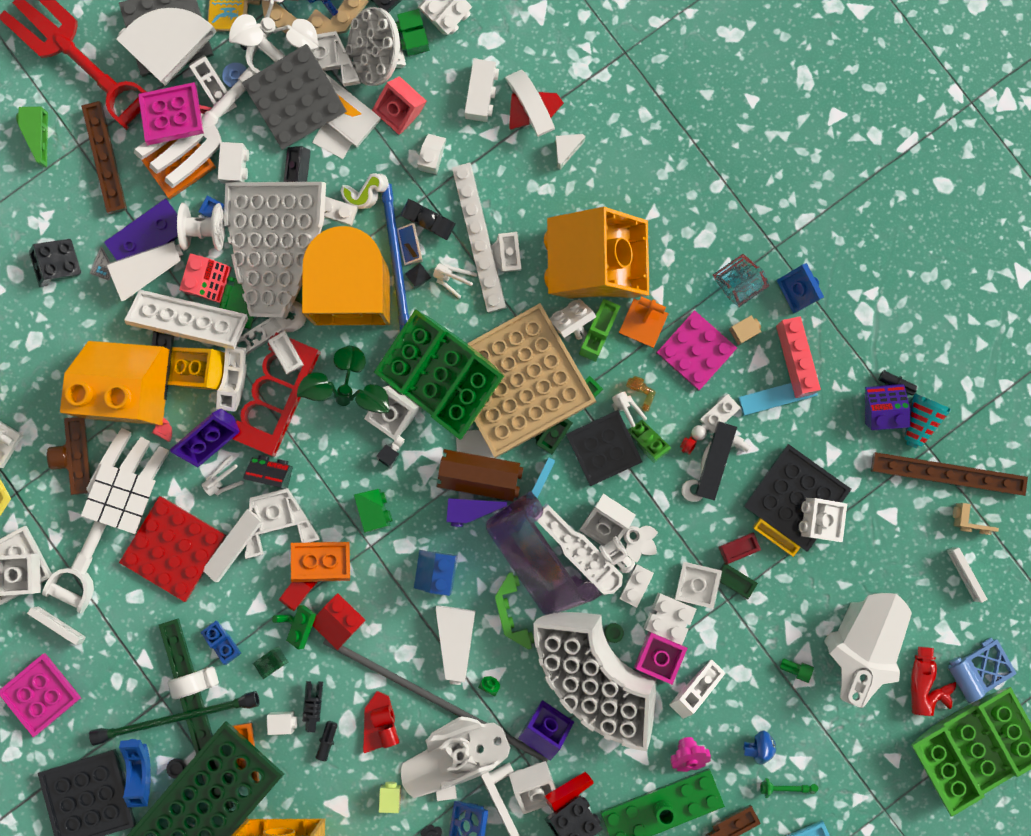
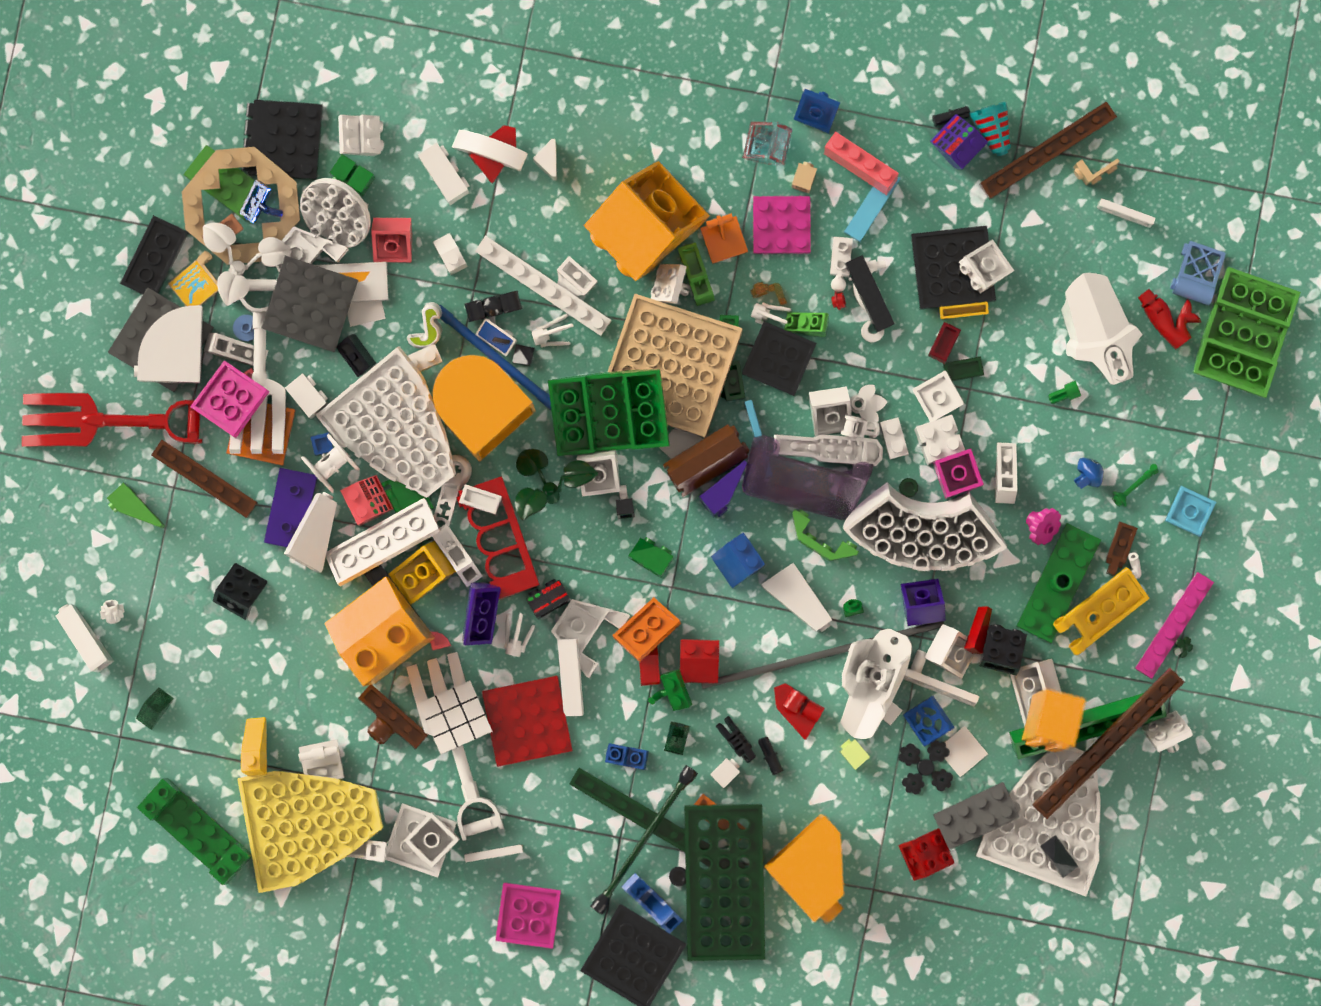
camera: 40 degrees left, 0 degrees up
(100, 265) = (278, 562): light grey sticker -> none
(193, 683) = (634, 802): white animal -> none

